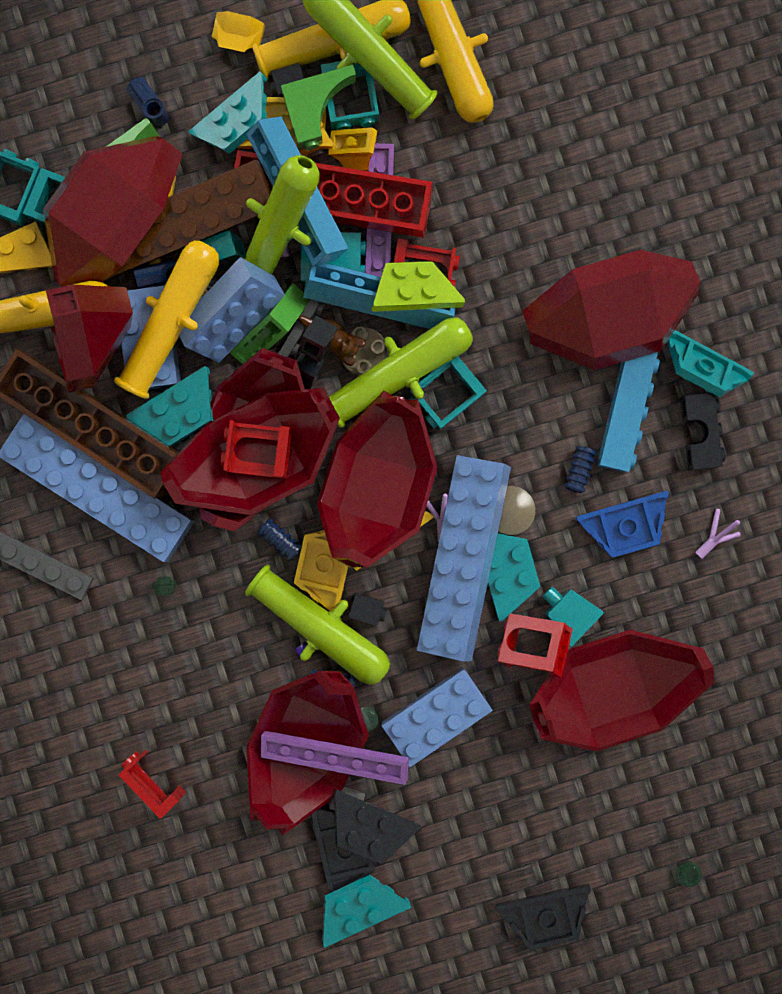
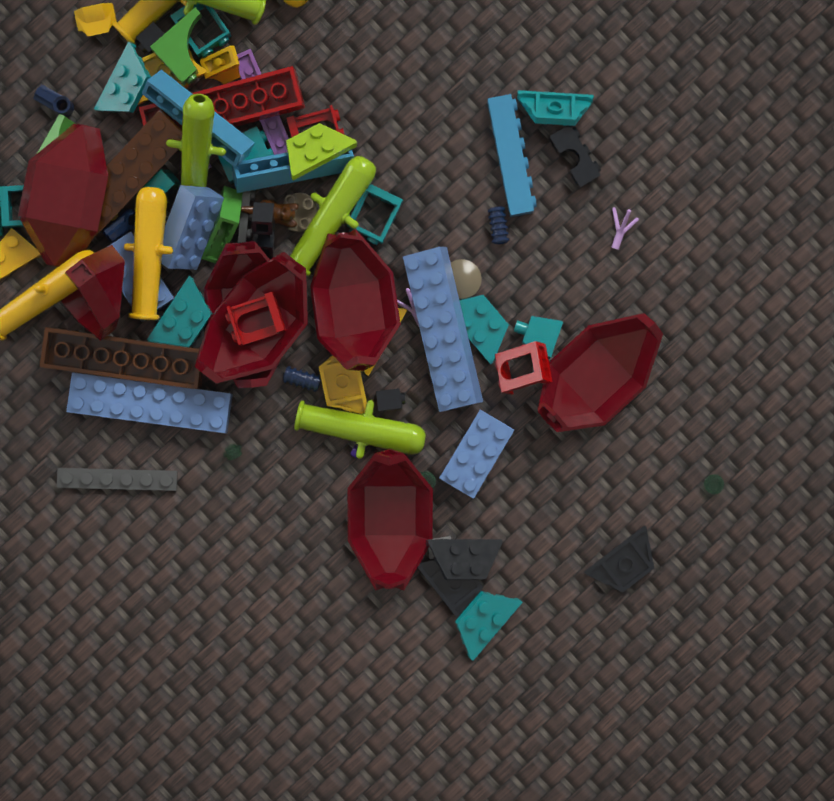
camera: 25 degrees left, 0 degrees up
(146, 788) = (306, 610): red panel -> none
(335, 757) = (415, 515): medium lavender plate -> none
(613, 308) = (468, 96): dark red panel -> none
(627, 525) = (551, 250): blue wing -> none

